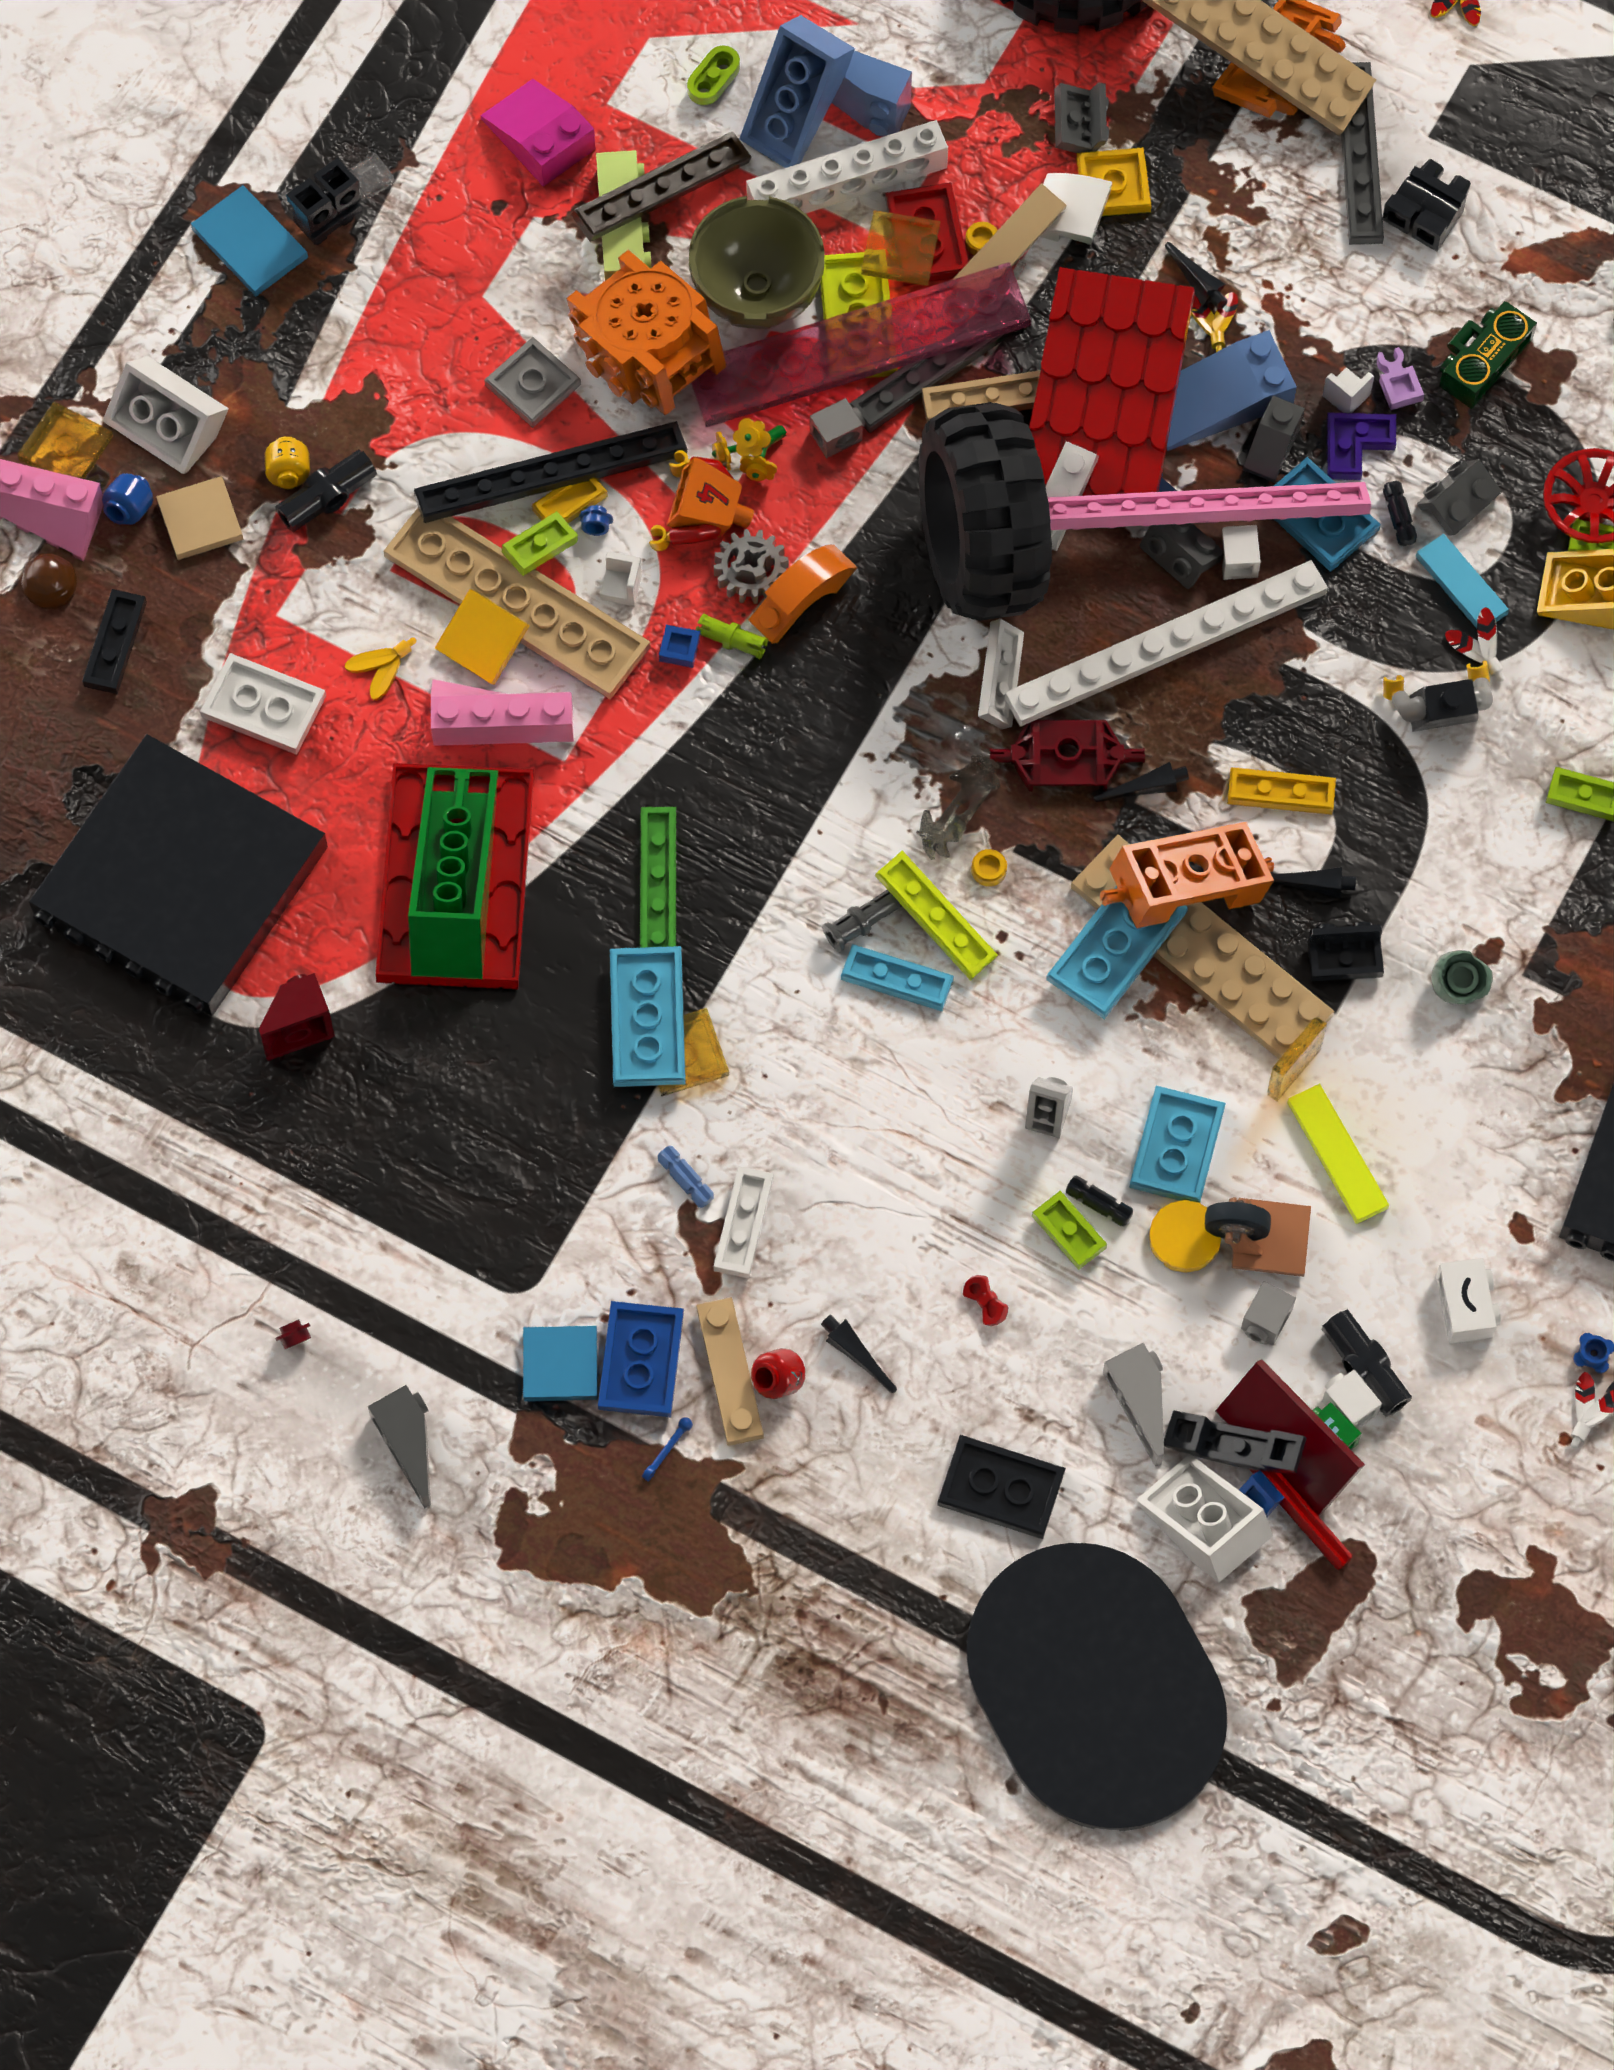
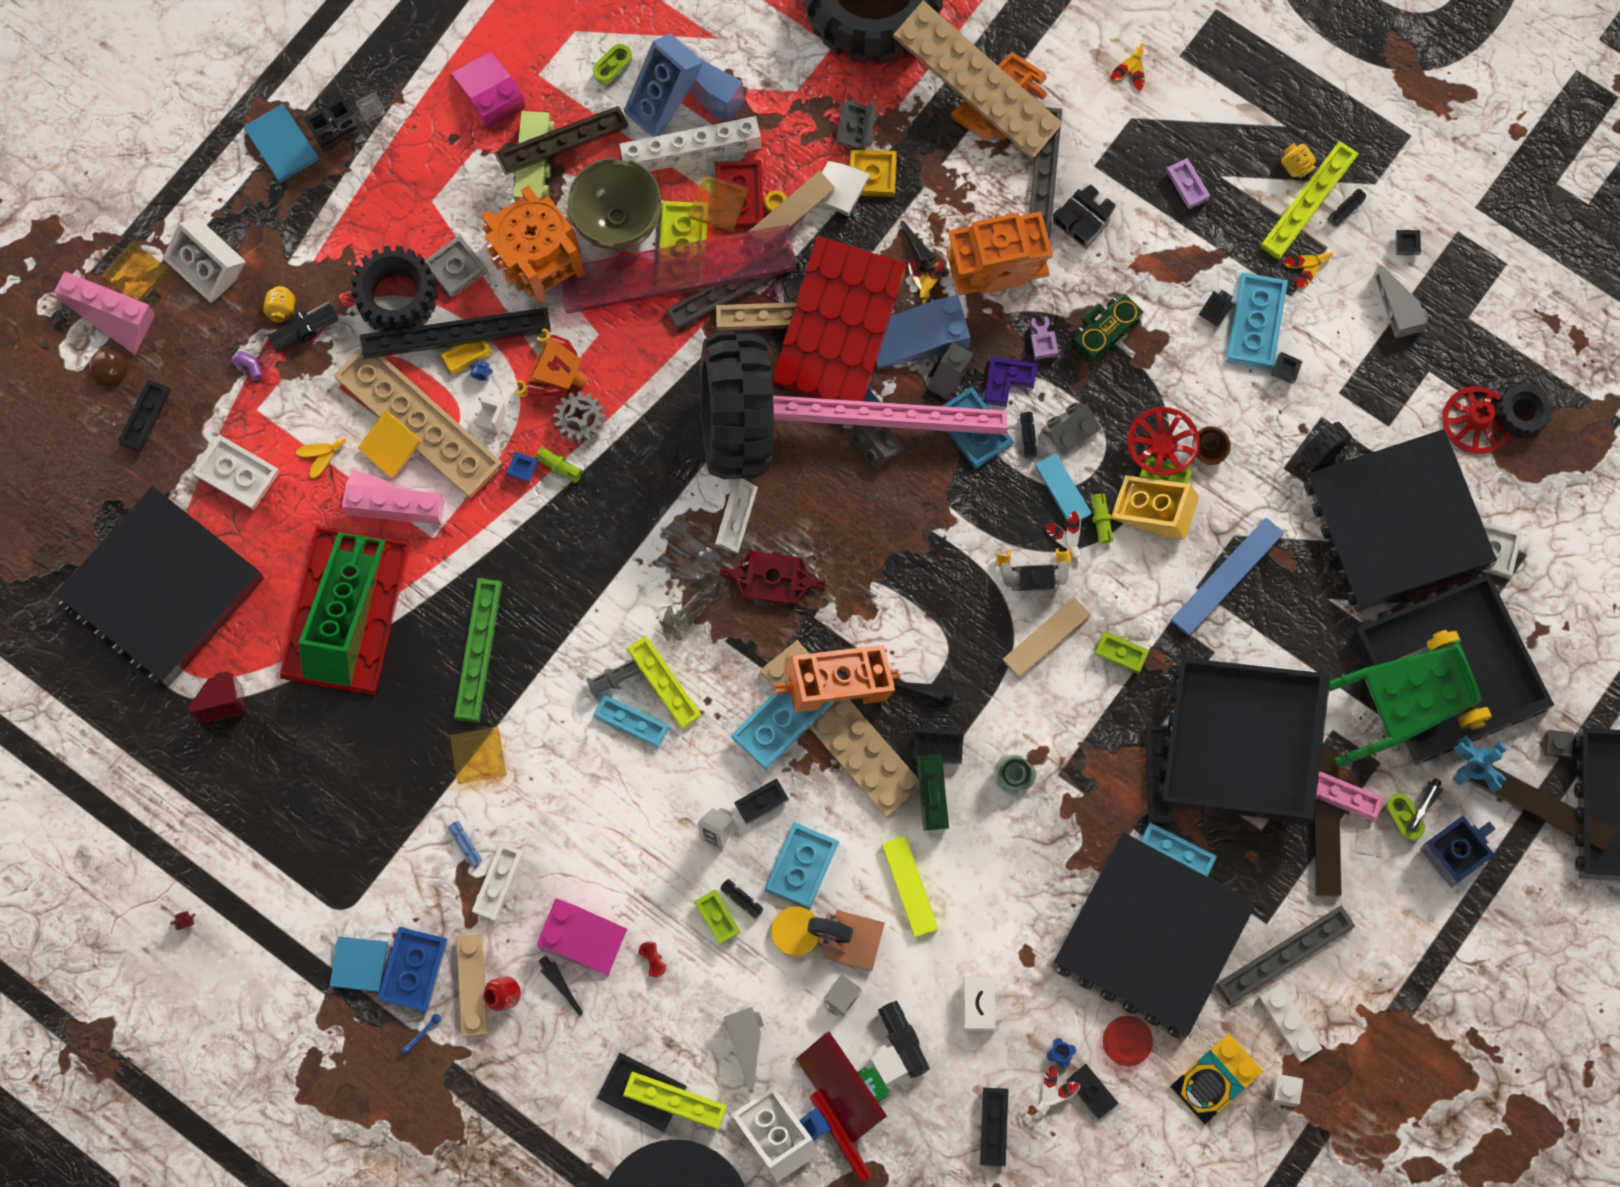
camera: 10 degrees right, 5 degrees up
(127, 499) = (168, 316): blue head -> none
(199, 518) = (215, 335): tan tile -> none
(258, 549) = (249, 361): none -> medium lavender arm
(404, 1430) = (246, 1002): dark grey slope -> none
(447, 386) = (383, 266): none -> black tyre
(539, 543) = (438, 383): lime plate -> none
(647, 1016) = (456, 728): medium azure tile -> none
(750, 440) = (592, 334): yellow plant -> none
(800, 586) = (609, 436): orange arch -> none
(837, 427) = (654, 325): light grey brick -> none
(877, 1282) = (581, 937): none -> dark pink slope
(989, 867) = (706, 651): yellow tile -> none
(1053, 1489) = (675, 1101): none -> neon yellow tile
(1070, 478) = (802, 385): white plate -> none
(1105, 1063) = (761, 801): none -> black plate
(1156, 781) = (833, 604): black piece -> none
(1165, 643) = (852, 508): white plate -> none
(1233, 1444) = (802, 1086): black slope -> none
(1240, 552) = (913, 449): white panel -> none
(1281, 791) = (914, 622): yellow tile -> none
(1296, 1058) = (890, 818): clear yellow tile -> none
(1319, 264) = (999, 253): none -> orange piece
(1347, 390) = (1007, 342): white panel -> none
(1349, 1015) = (932, 792): none -> dark green piece
(1473, 787) = (1046, 637): none -> tan tile
(1516, 1466) = (994, 1127): none -> black plate
(1524, 614) = (1101, 518): none -> lime pin
(1567, 143) = (1188, 183): none -> lavender plate

